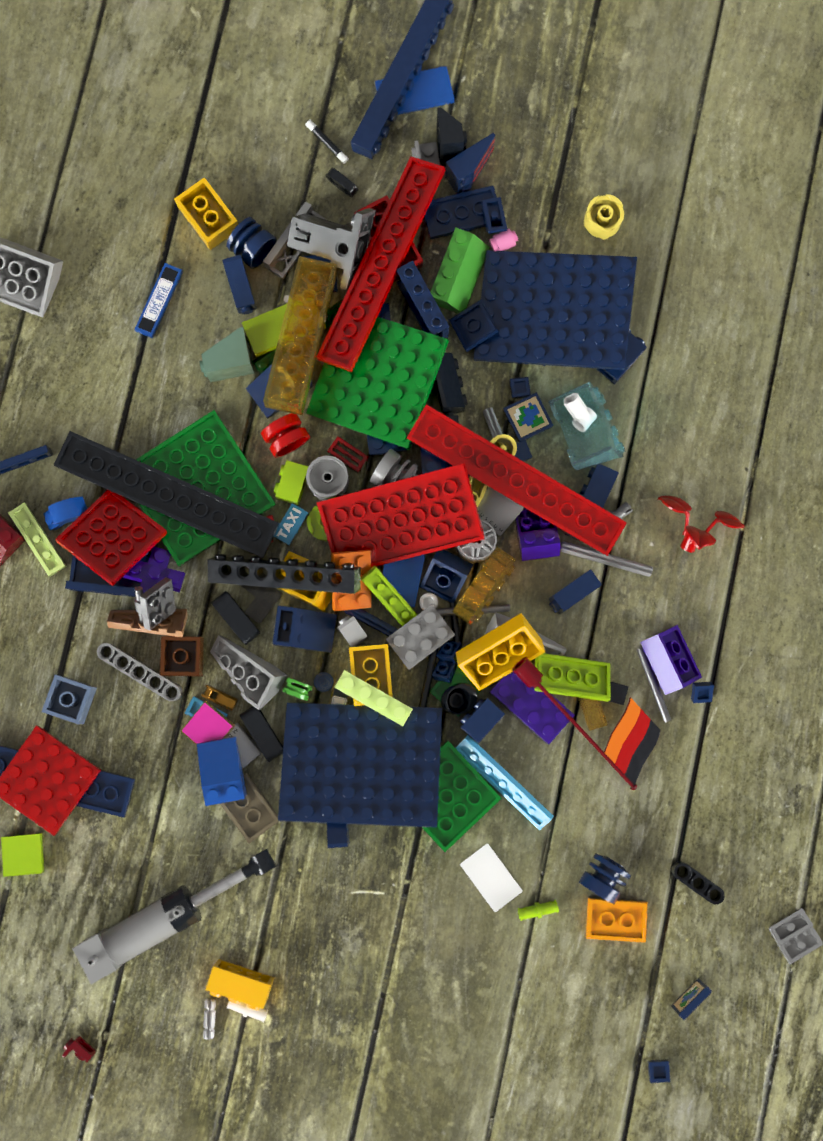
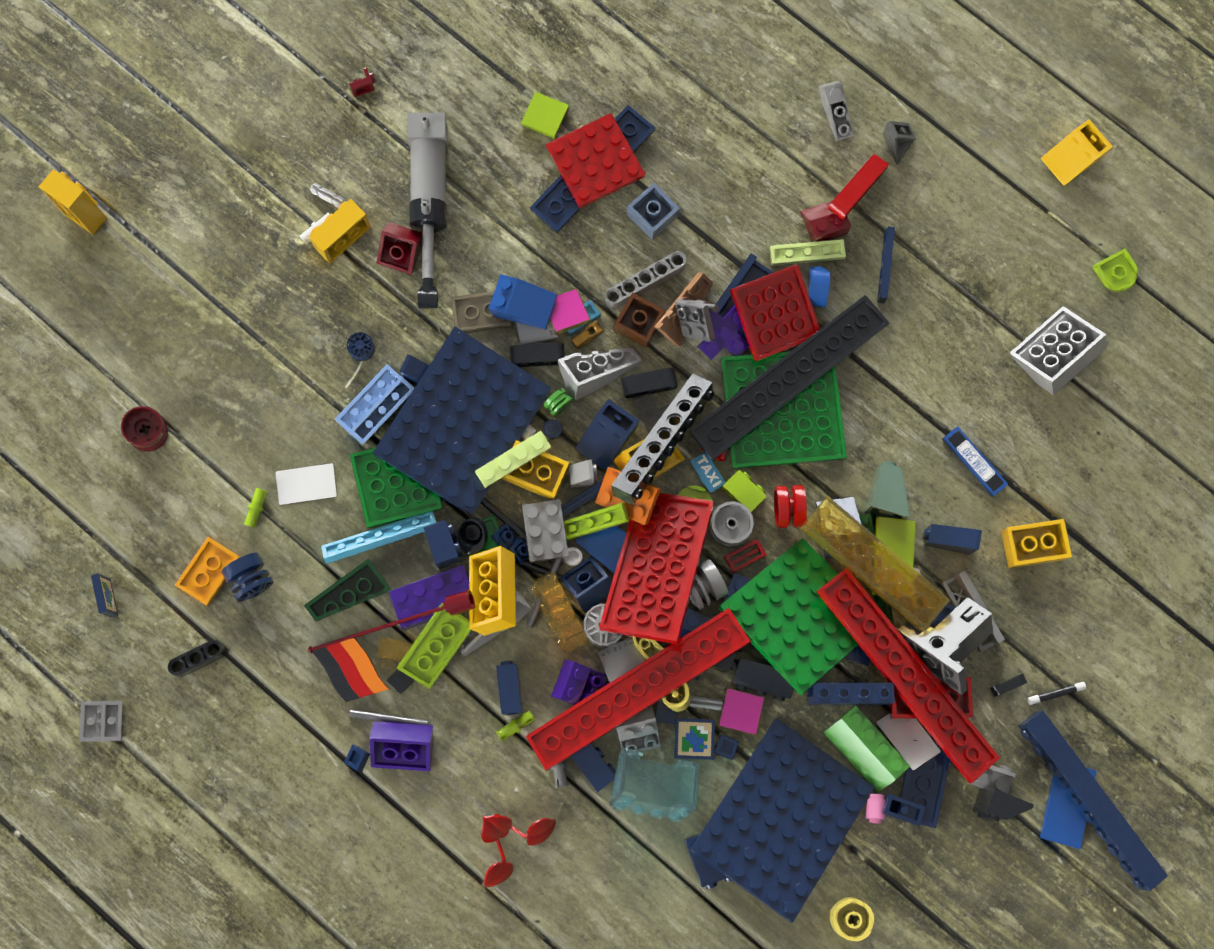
camera: 115 degrees right, 5 degrees down
(226, 918) = (399, 248): none -> dark red slope
(251, 242) = (988, 568): dark blue wheel -> none
(339, 900) = (360, 346): none -> dark blue wheel
(387, 855) = (374, 404): none -> light blue brick
(433, 247) = (902, 735): none -> white sticker
(465, 167) = (966, 813): dark blue slope -> none
(473, 325) = (806, 734): dark blue tile -> none
(483, 390) = (741, 711): none -> dark pink tile
(524, 1068) = (134, 426): none -> dark red wheel
(551, 463) = (639, 732): none -> light grey slope
(563, 778) = (351, 590): none -> dark green wedge
(582, 415) = (670, 787): white piece -> none
(601, 572) = (515, 726): none -> lime pin
(610, 560) = (522, 741): light grey axle -> none
(658, 1071) = (64, 537): dark blue plate -> none

